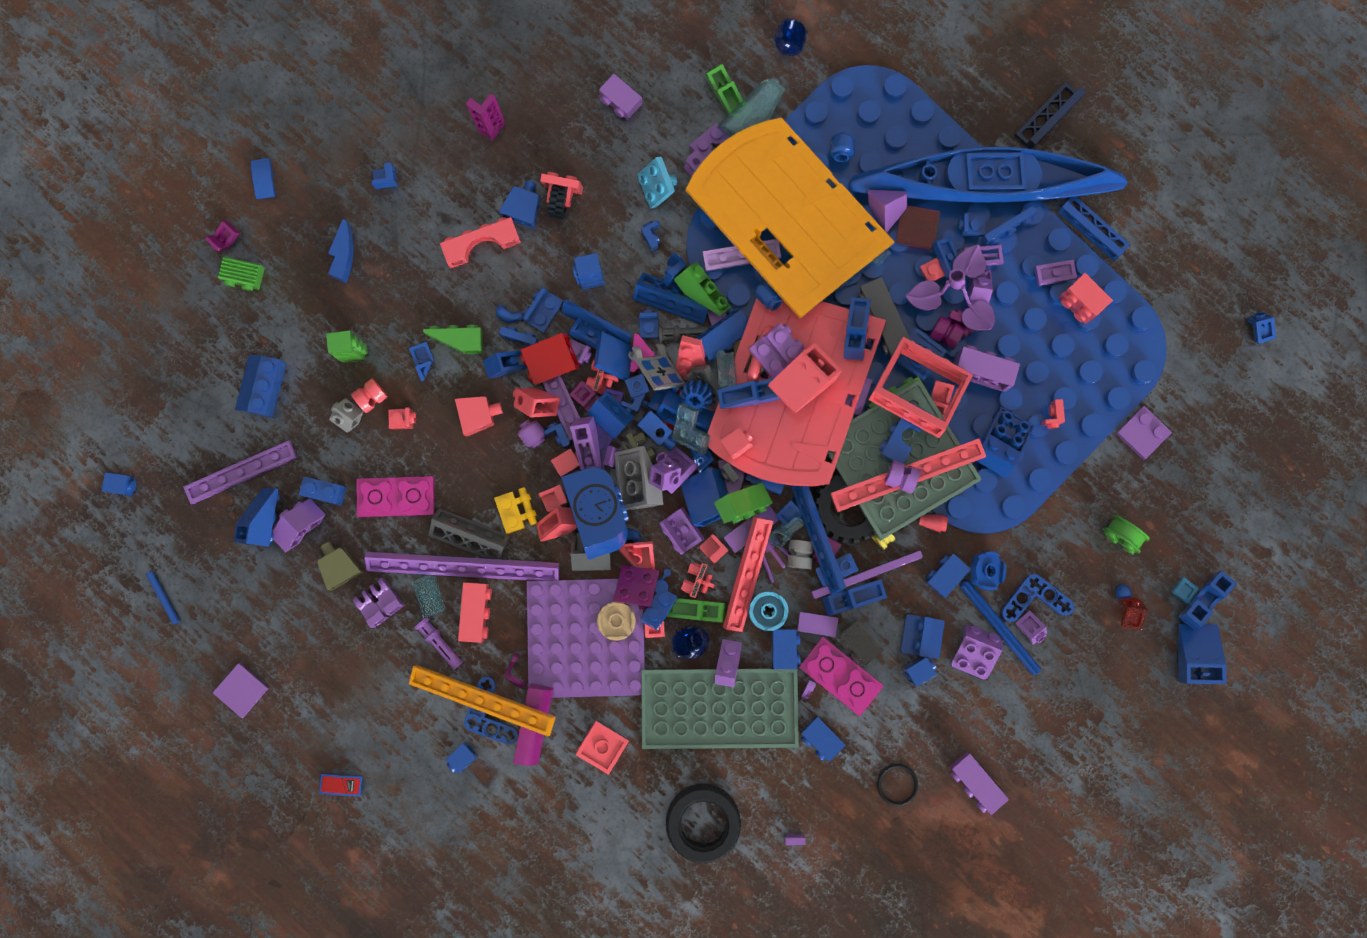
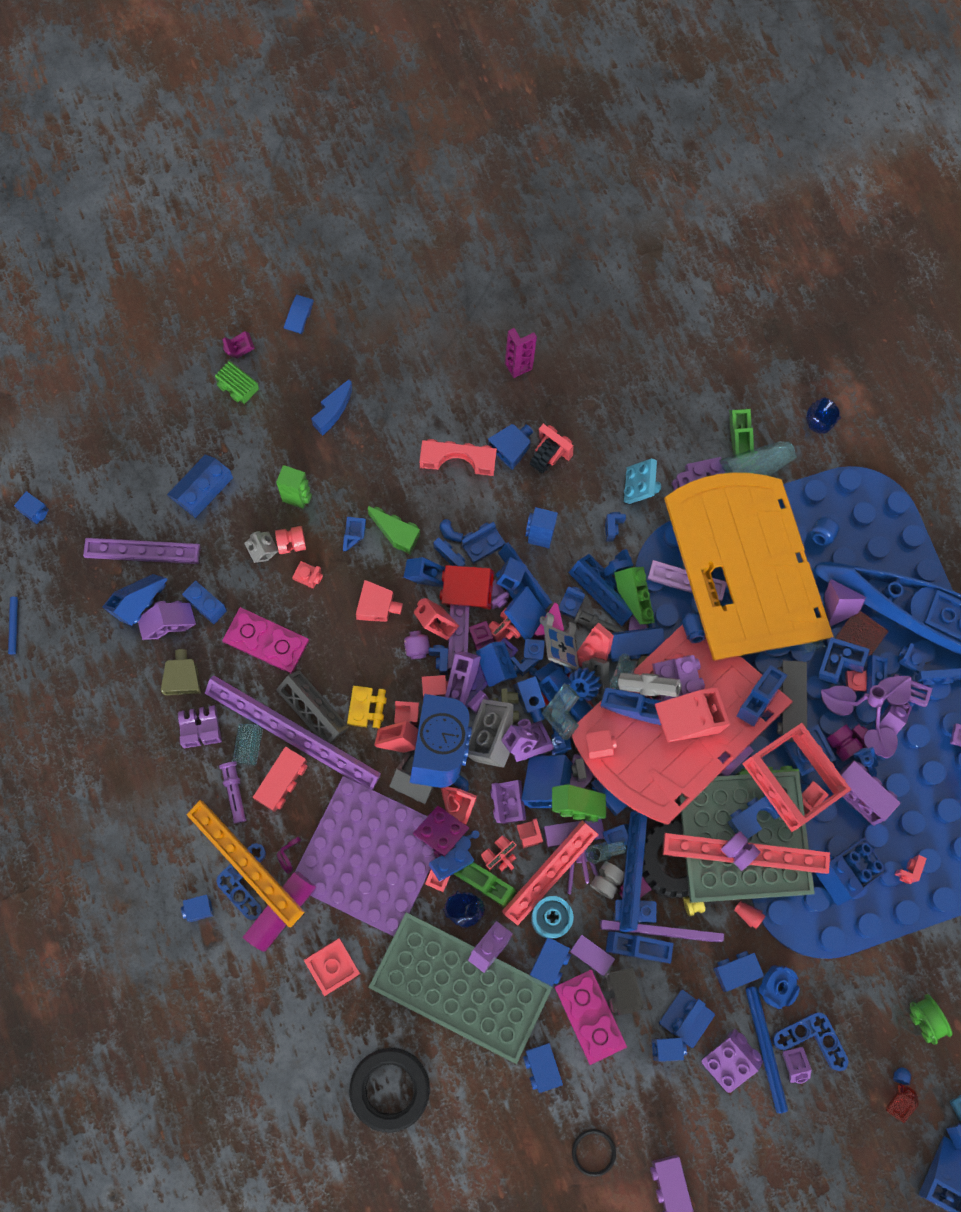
camera: 20 degrees right, 10 degrees down
(240, 690) = (34, 743): medium lavender tile -> none
(340, 784) = (74, 875): slope -> none
(385, 177) = (403, 363): blue panel -> none
(583, 328) = (511, 574): none -> blue brick
(616, 621) = (406, 854): tan tile -> none
(620, 97) = (645, 394): medium lavender brick -> none
(754, 369) = (649, 684): none -> light grey piece
(794, 839) = (468, 1153): medium lavender tile -> none
(809, 687) = (555, 1011): medium lavender tile -> none
(908, 255) = (840, 655): none -> blue brick
(974, 338) = (868, 758): none -> blue hinge

